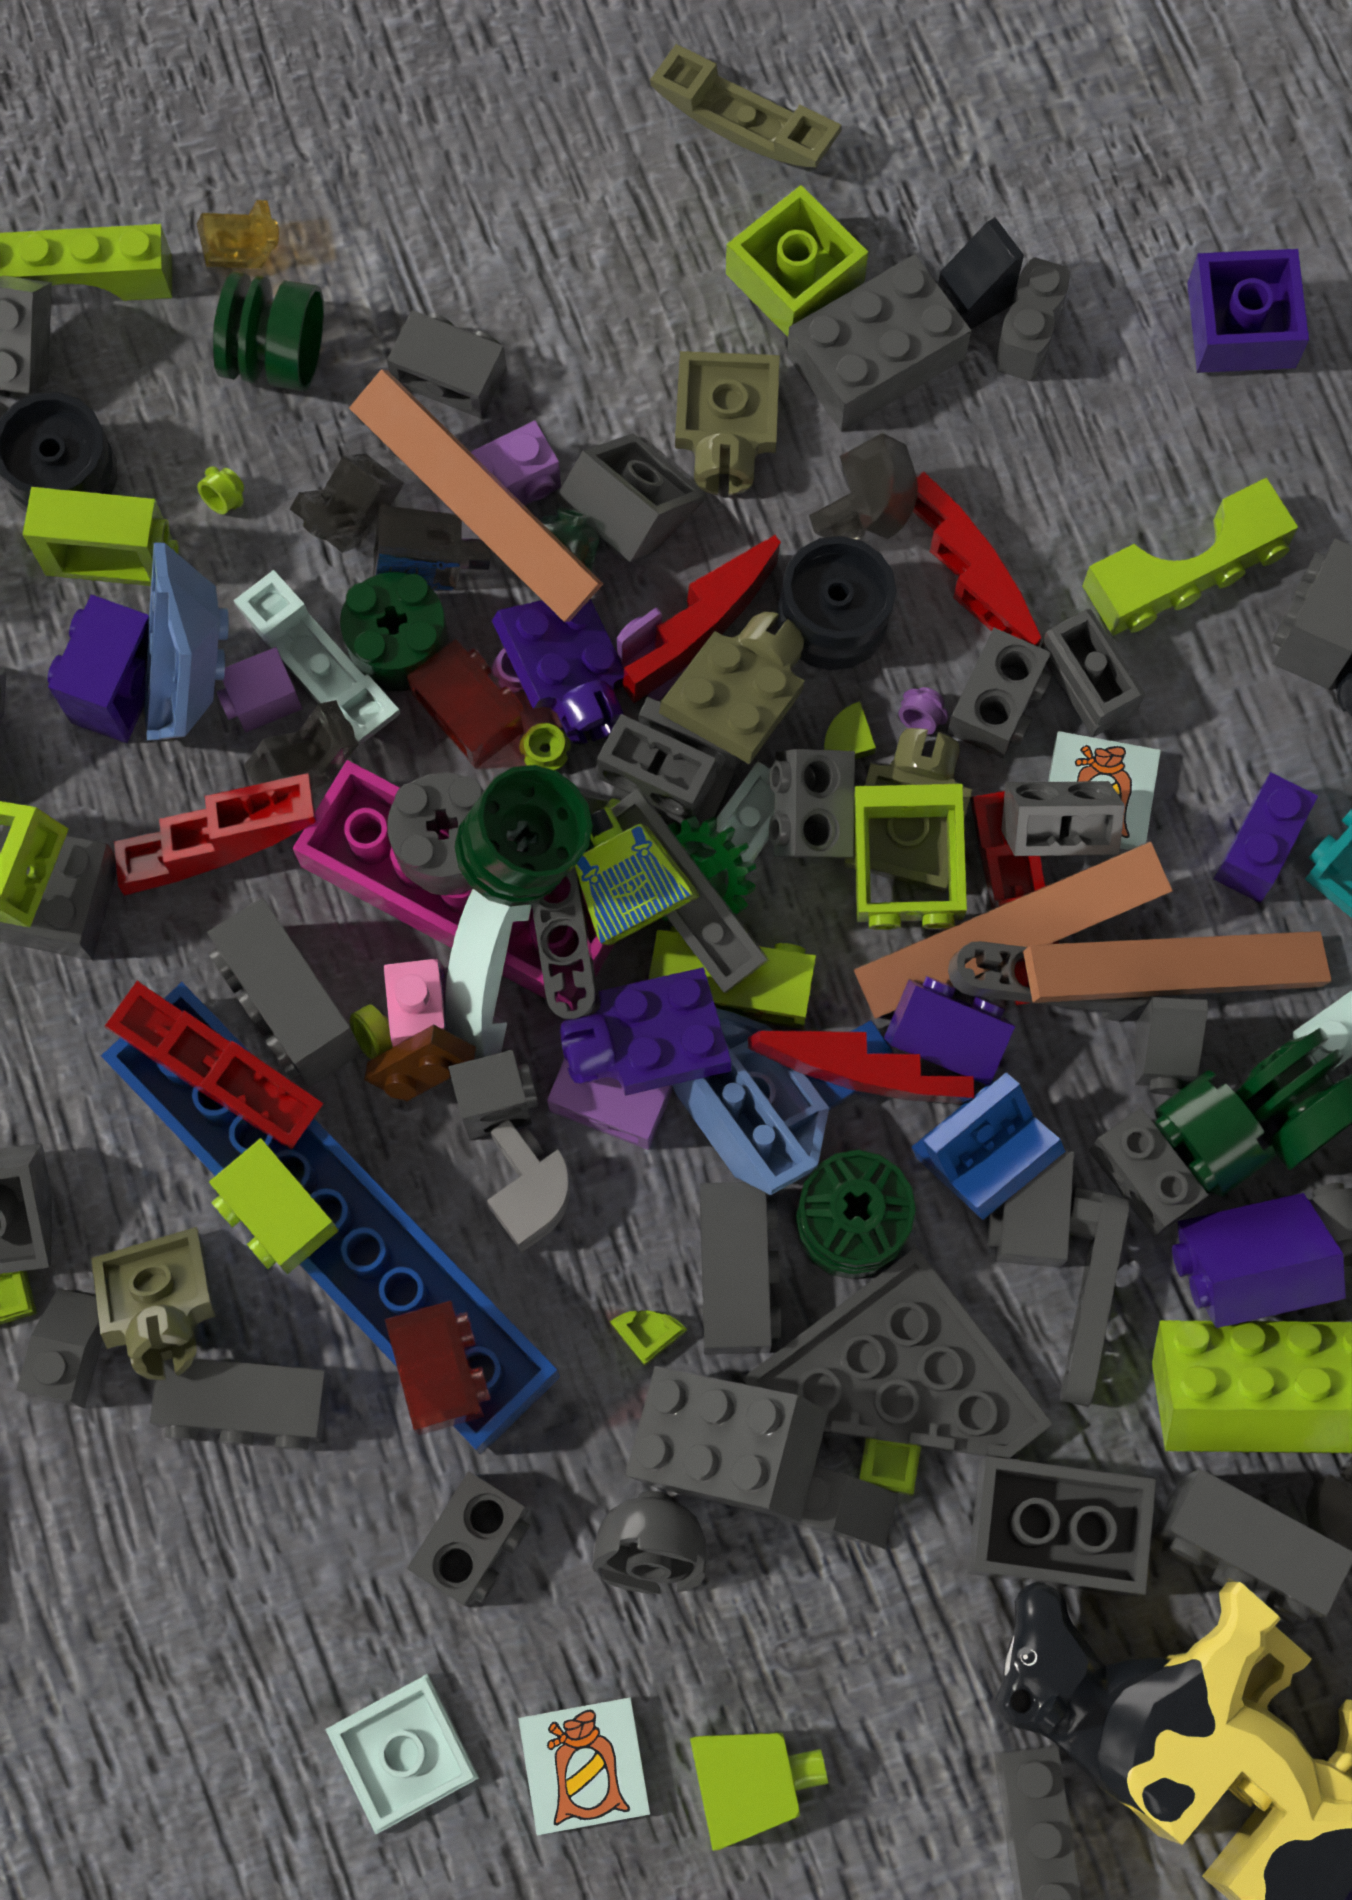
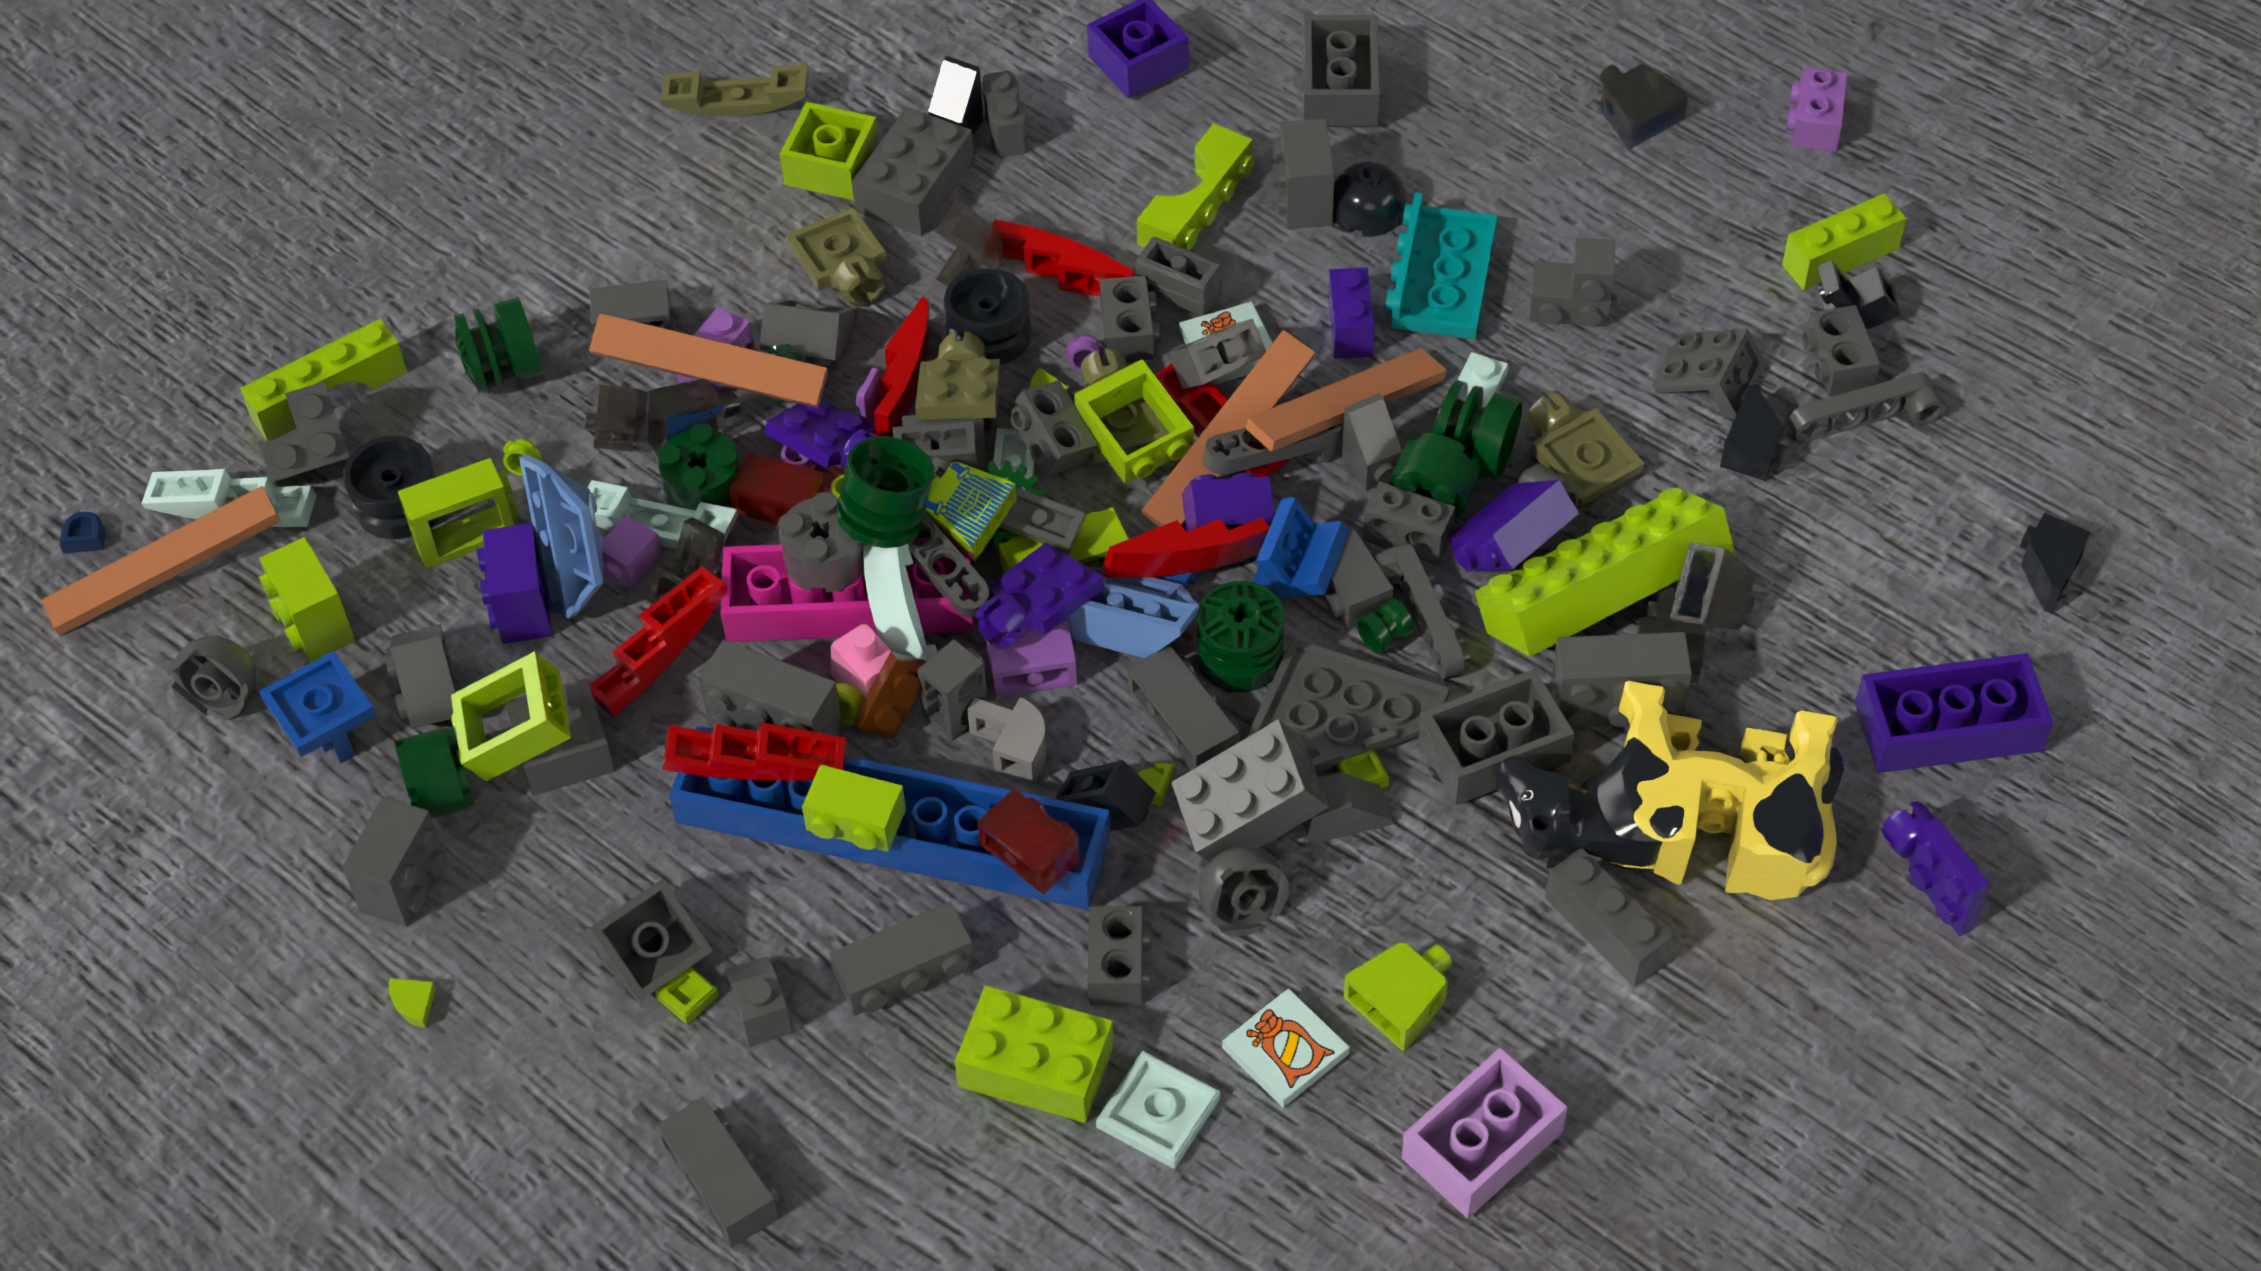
camera: 30 degrees left, 20 degrees down
(153, 1300) = (804, 922): olive plate -> none
(238, 238) = (436, 312): clear yellow bracket -> none
(305, 1611) = (1034, 1054): none -> lime brick
(580, 1327) = (1110, 788): none -> black slope
(1034, 1293) = (1386, 625): none -> dark green wheel

